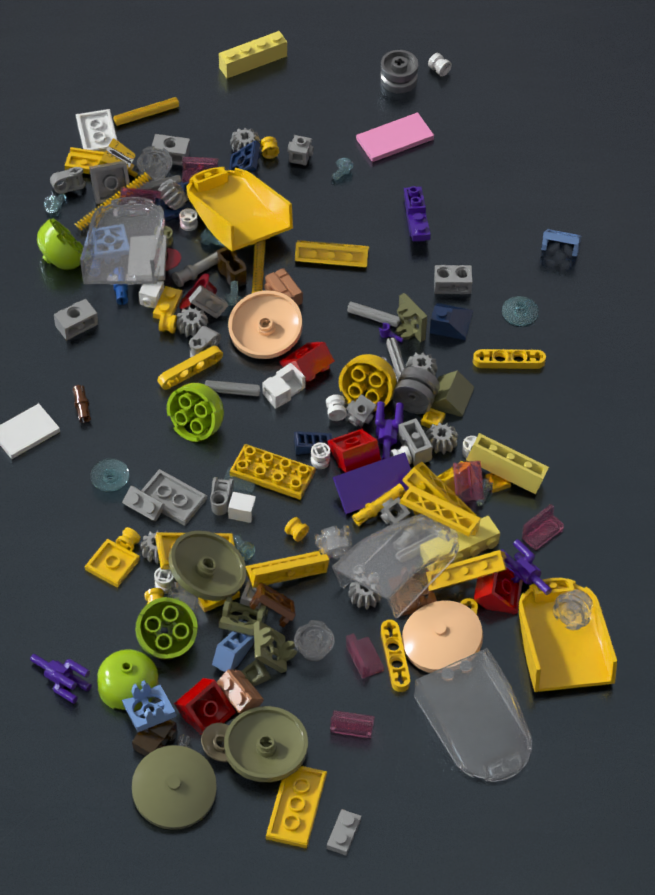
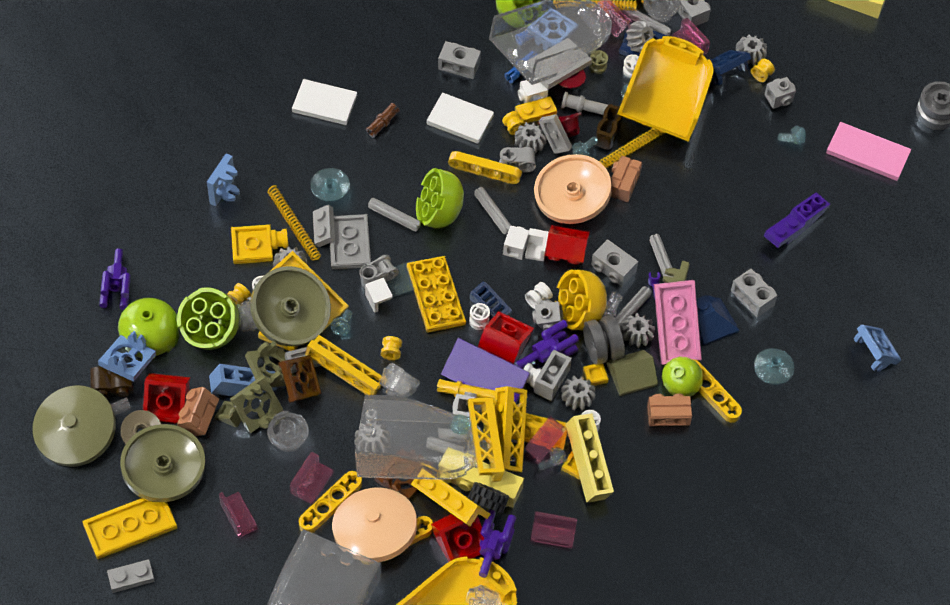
camera: 50 degrees right, 5 degrees up
(37, 535) = (222, 178): none -> medium blue piece
(120, 523) = (292, 225): none -> yellow piece
(127, 354) = (460, 118): none -> white tile
(175, 452) = (394, 214): none -> light grey axle
(331, 253) = (697, 187): yellow fence -> none
(351, 343) = (610, 253): none -> light grey brick
(416, 520) = (460, 424): none -> clear light blue bush
(443, 335) = (677, 320): none -> bright pink tile
(485, 366) = (682, 376): none -> lime cylinder
(490, 543) = (488, 497): none -> black tyre
(505, 393) = (669, 410): none -> nougat brick

